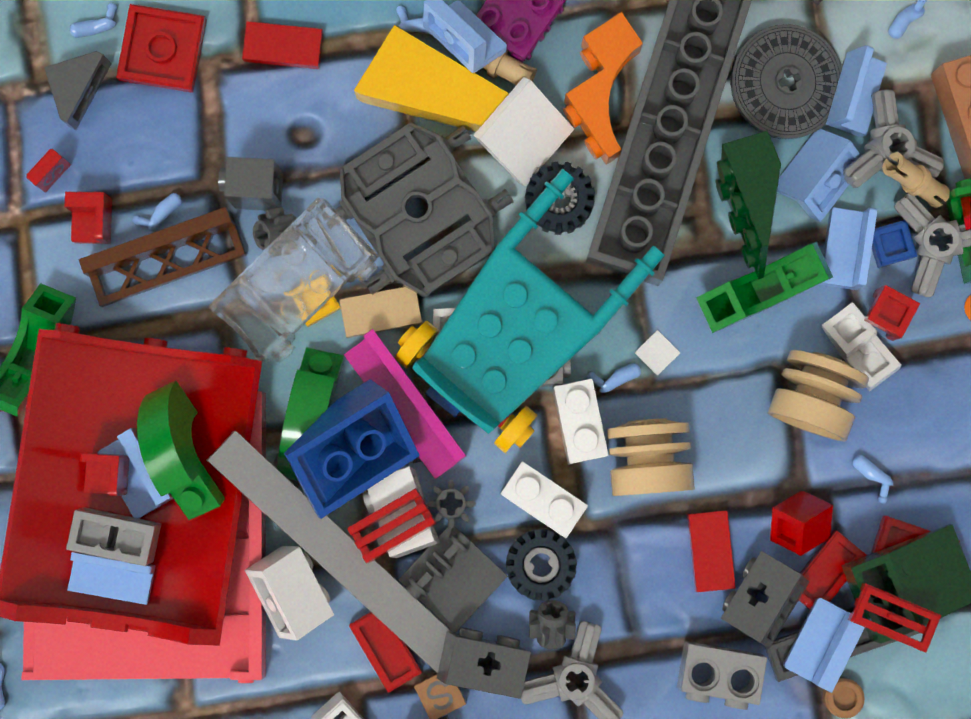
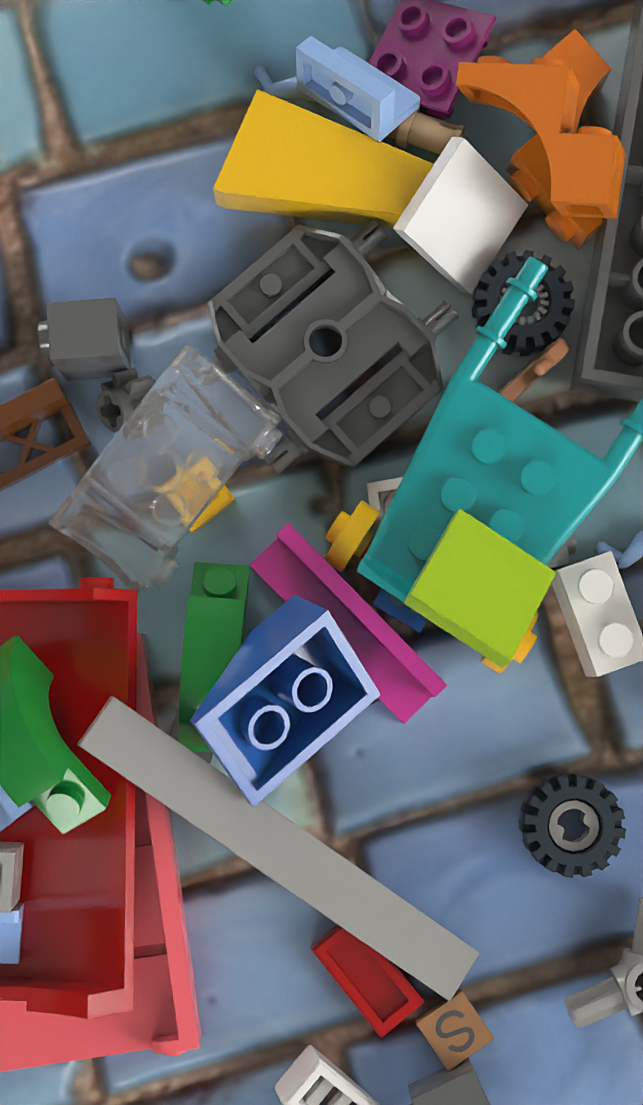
camera: 15 degrees left, 0 degrees up
(282, 45) = (102, 142): red tile -> none
(290, 592) = (223, 916): white brick -> none
(362, 542) = (318, 832): red tile -> none
(380, 311) = (292, 497): tan tile -> none
(387, 491) = (364, 781): white brick -> none
(443, 496) = (441, 743): dark grey gear -> none
(452, 578) = (448, 861): dark grey hinge -> none
(493, 391) = (480, 588): none -> lime tile
(502, 676) = (540, 992): dark grey brick -> none
(544, 499) = (564, 732): white brick -> none
(552, 624) = (601, 908): dark grey gear -> none
(558, 247) = (535, 369): none -> nougat piece
(608, 109) = (544, 94): none -> orange arch

